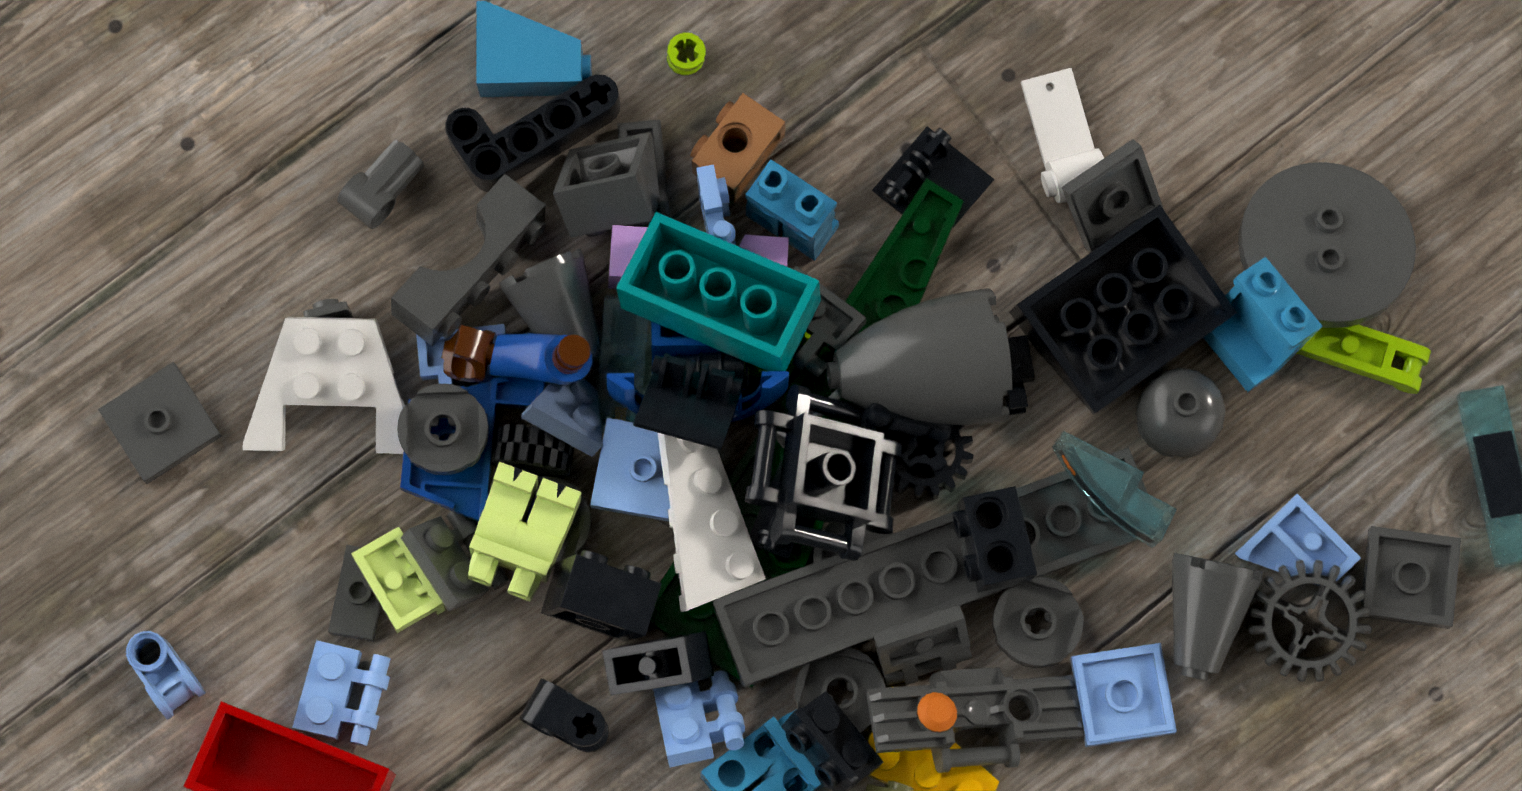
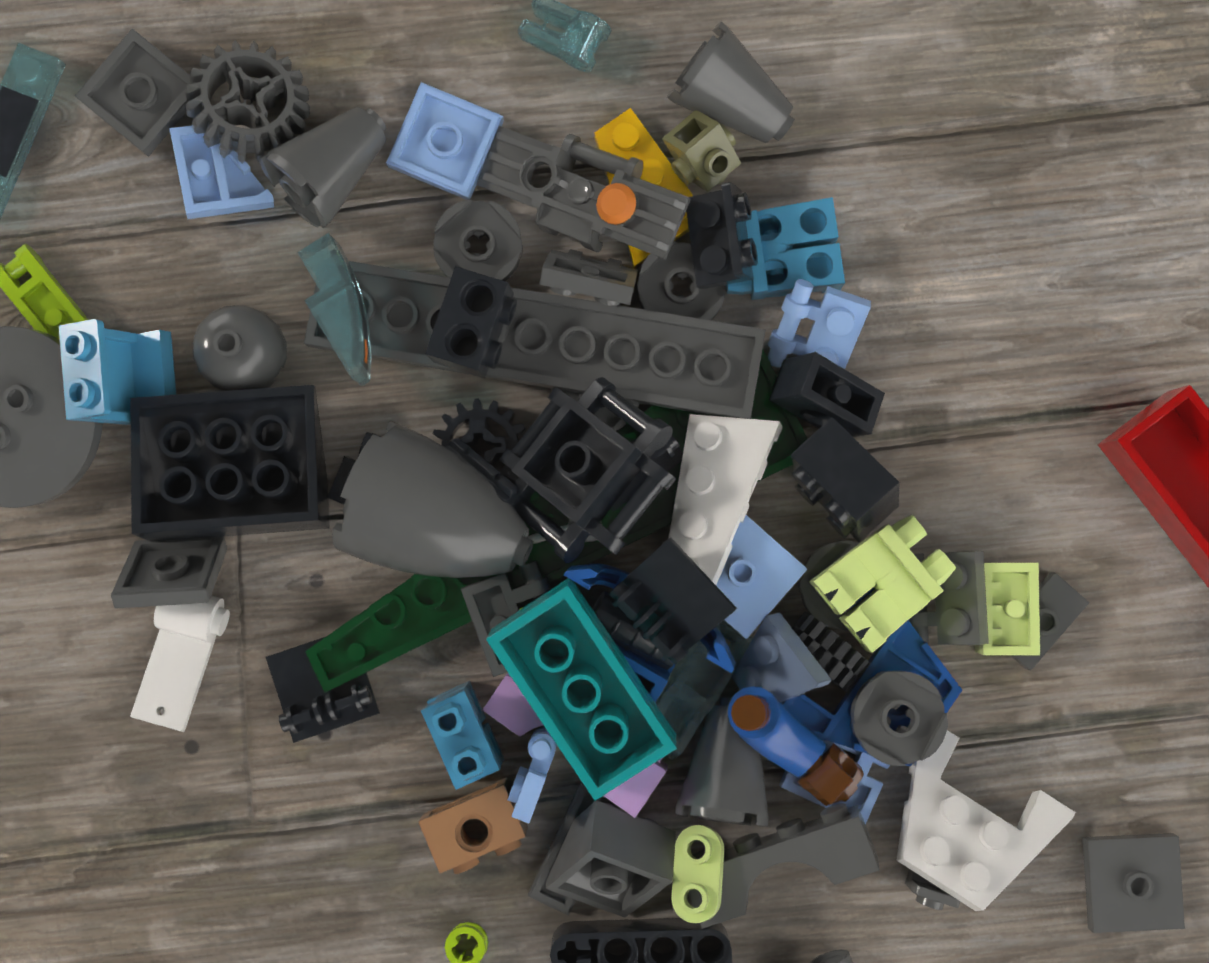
camera: 150 degrees left, 10 degrees up
(329, 688) = (1114, 552): light blue plate -> none
(531, 212) = (698, 874): none -> yellowish green plate
(558, 715) = (932, 408): black piece -> none

